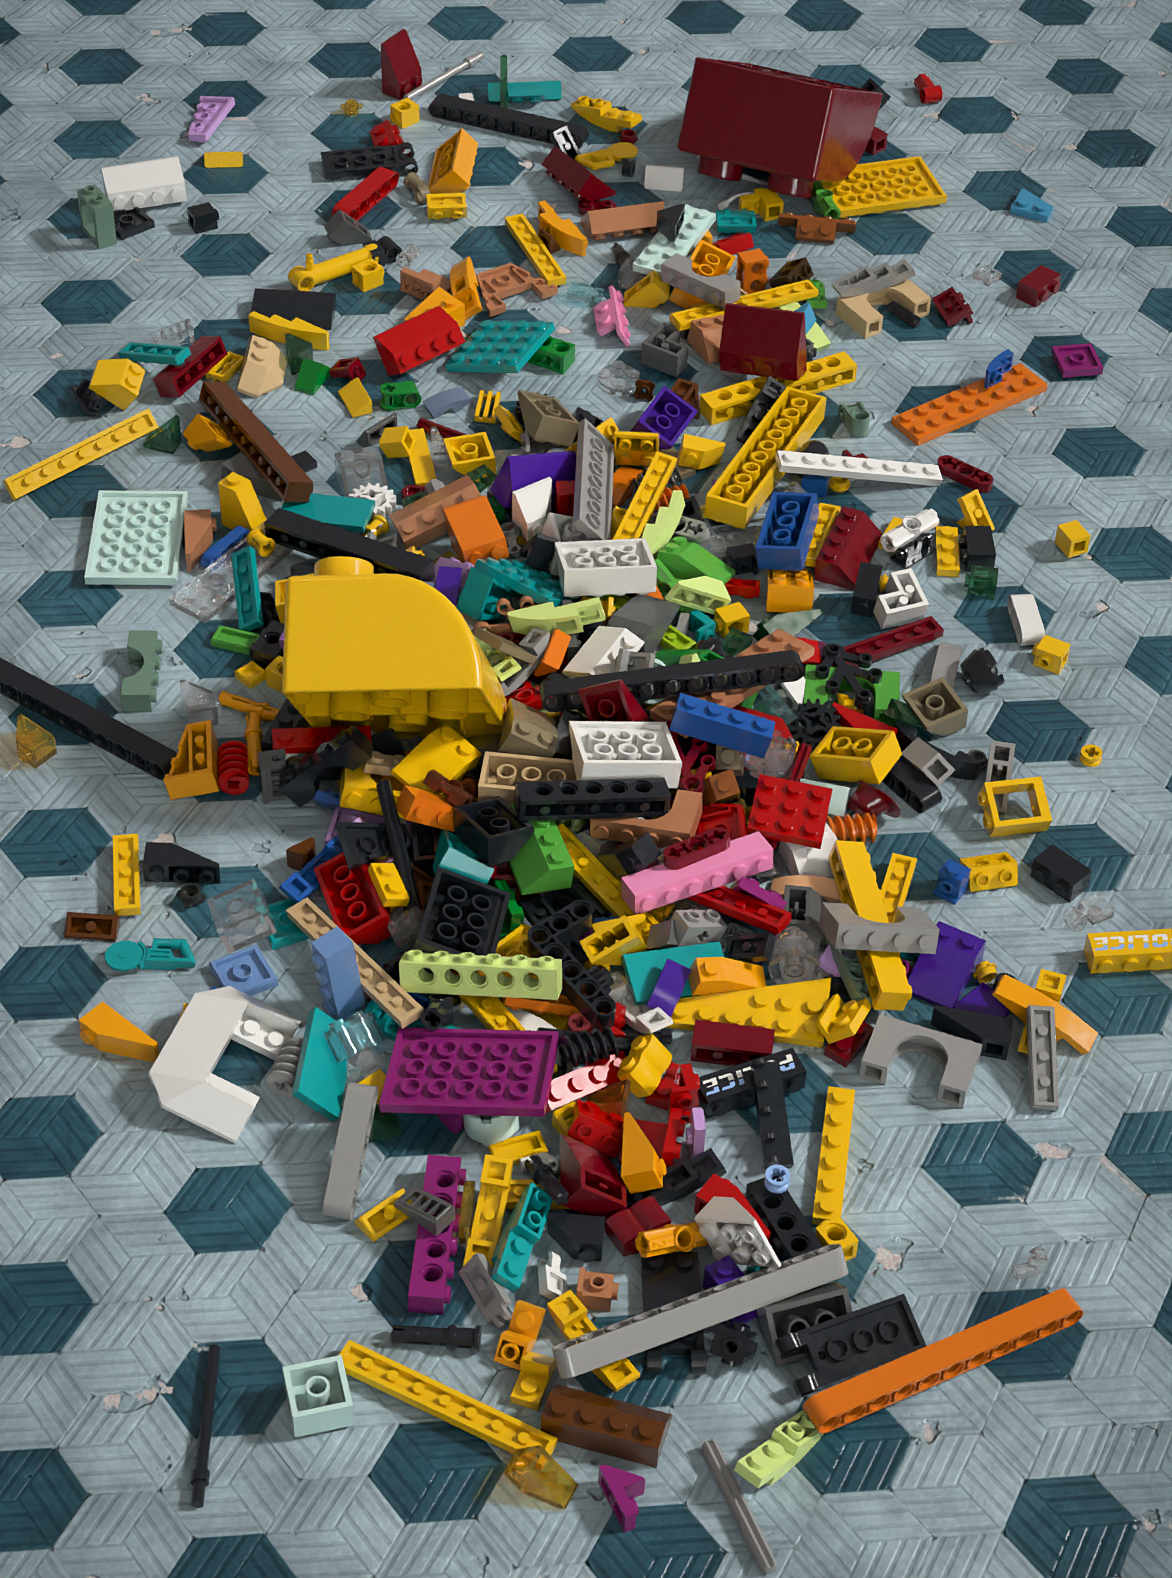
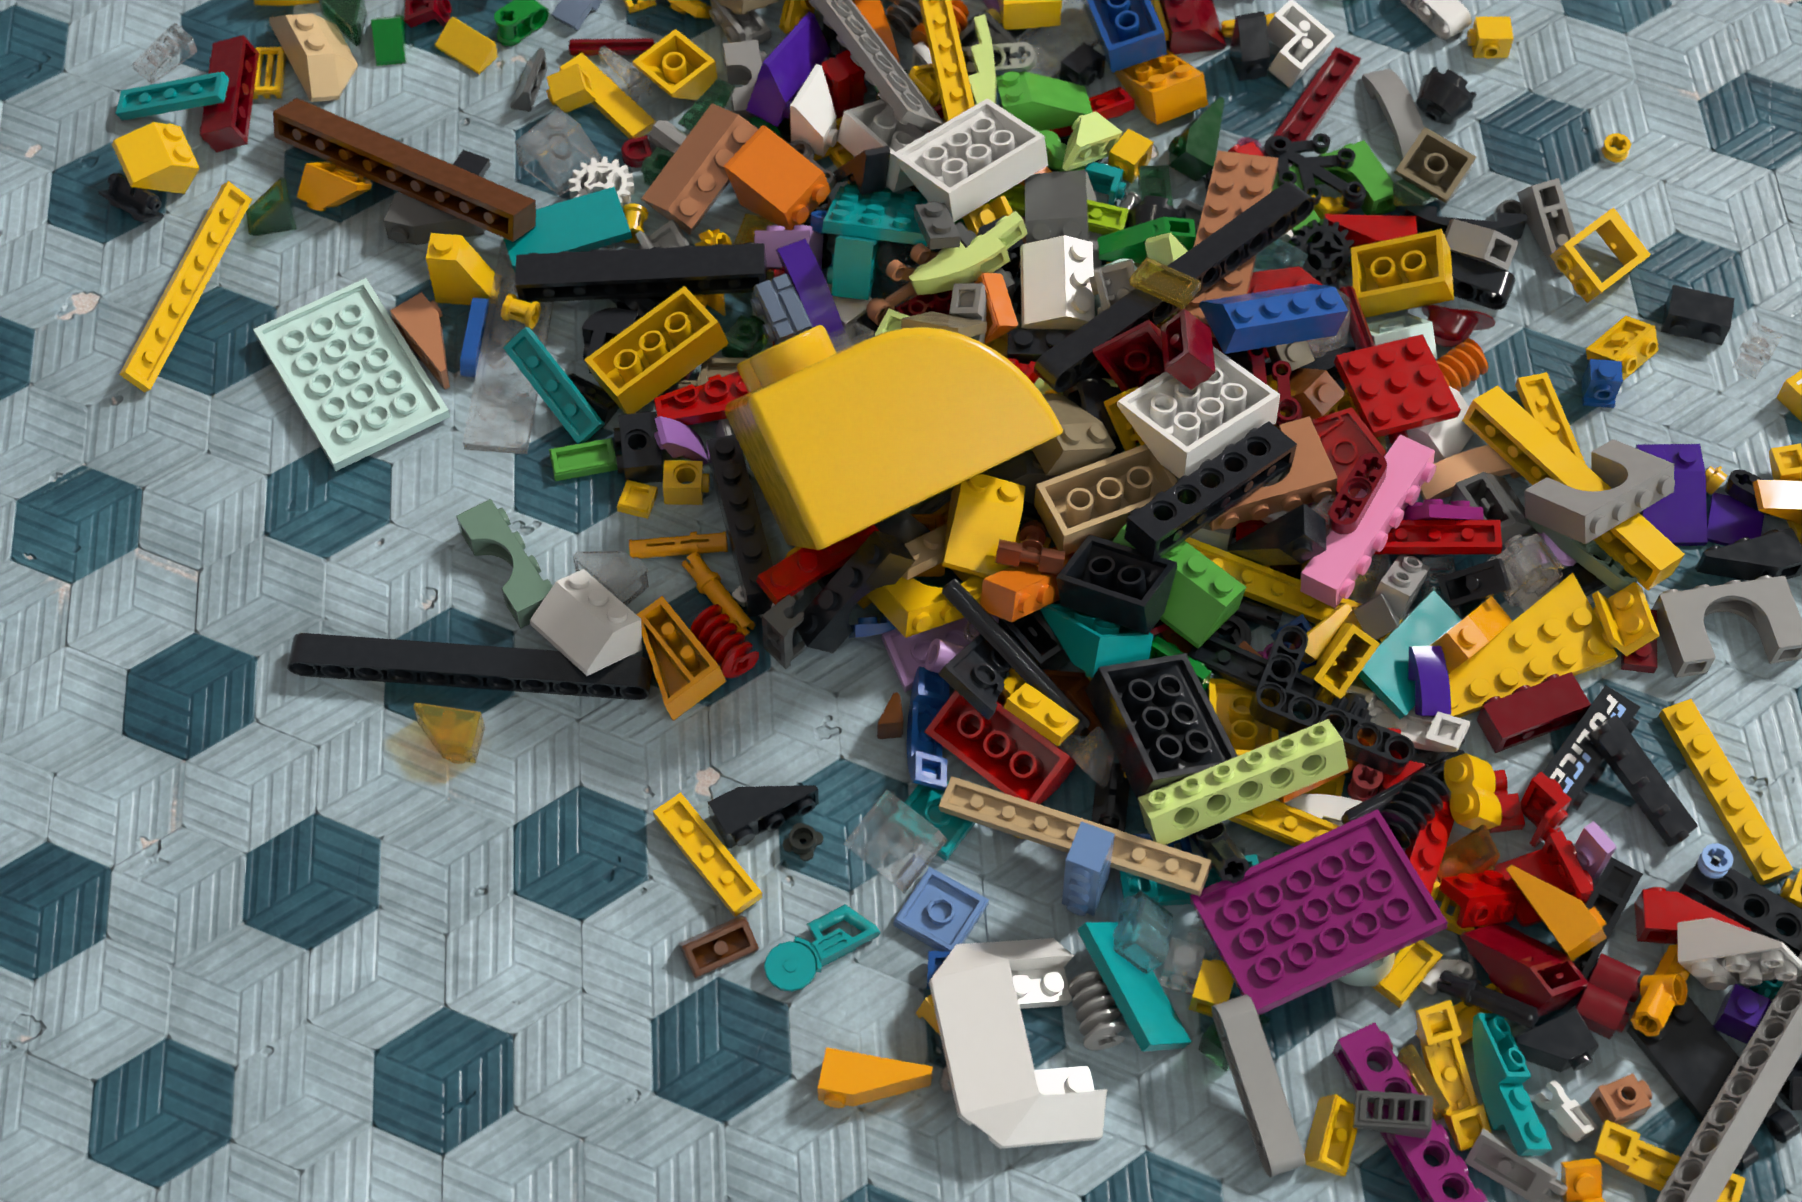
camera: 30 degrees left, 15 degrees up
(156, 717) = (587, 623): none -> white slope
(545, 588) = (937, 225): none -> dark grey plate
(637, 710) = (1187, 349): none -> dark red brick
(658, 671) = (1165, 283): none -> clear yellow tile

